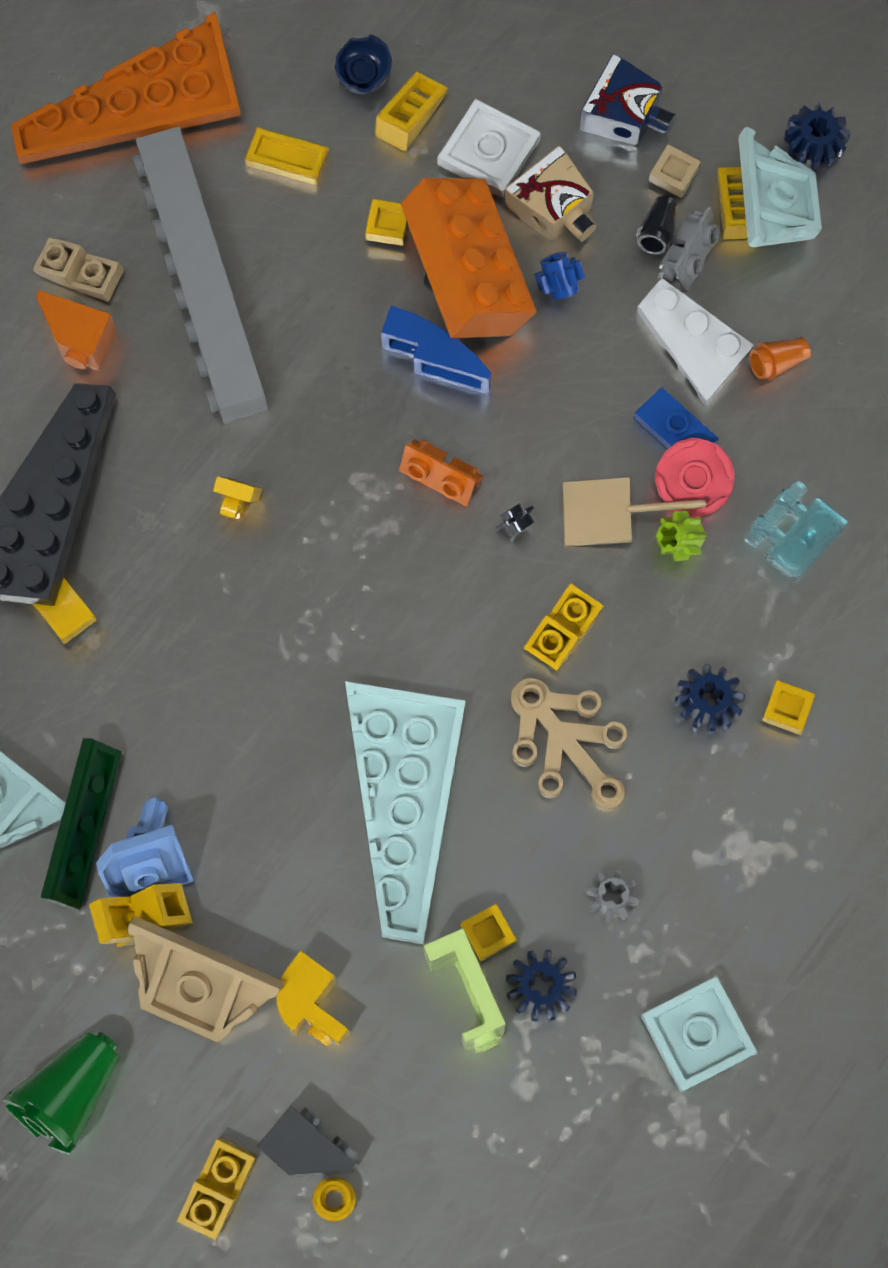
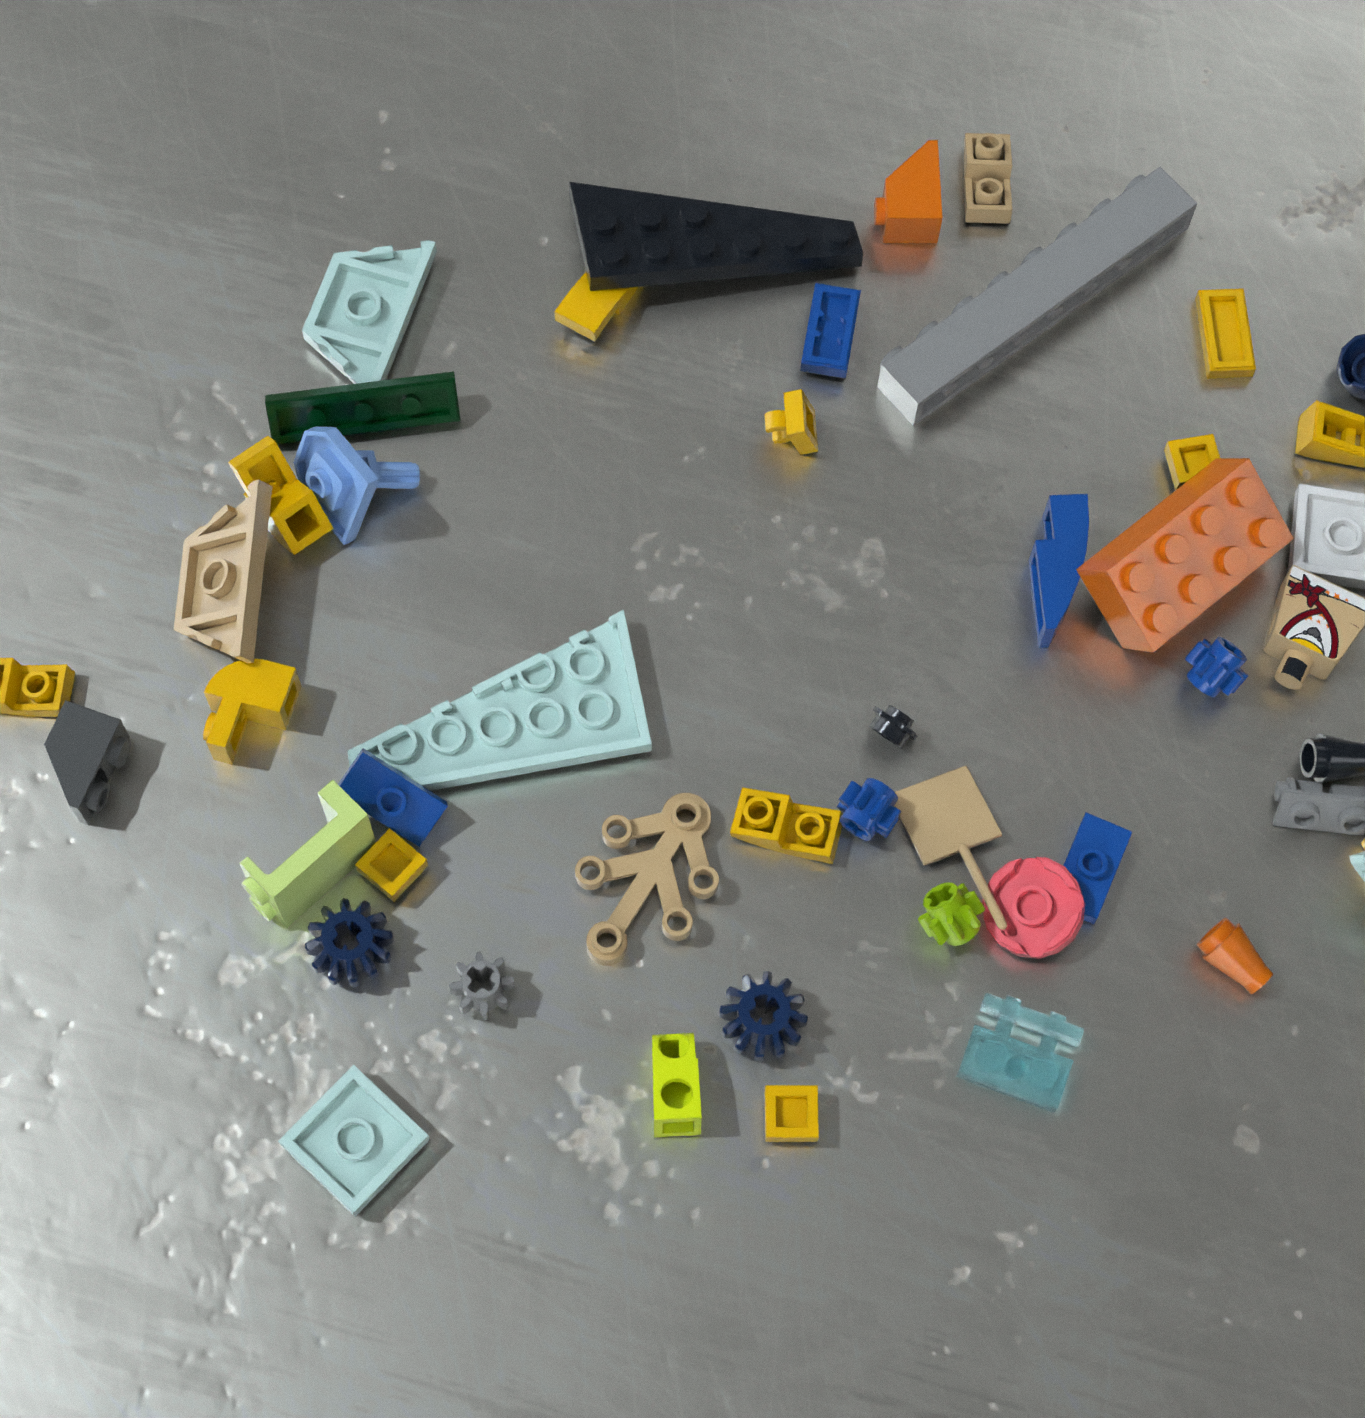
camera: 65 degrees right, 5 degrees down
(65, 1091) = (67, 495): green cone -> none
(152, 92) = (1231, 170): orange wing -> none
(164, 437) = (830, 330): none -> blue plate
(324, 1188) = (36, 797): yellow plate -> none
(427, 465) = (919, 604): orange hinge -> none
(436, 912) = (392, 797): none -> blue plate
(577, 562) = (868, 809): none -> blue gear
(696, 339) = (1213, 852): white wing -> none
(737, 780) = (675, 1086): none -> neon yellow leg

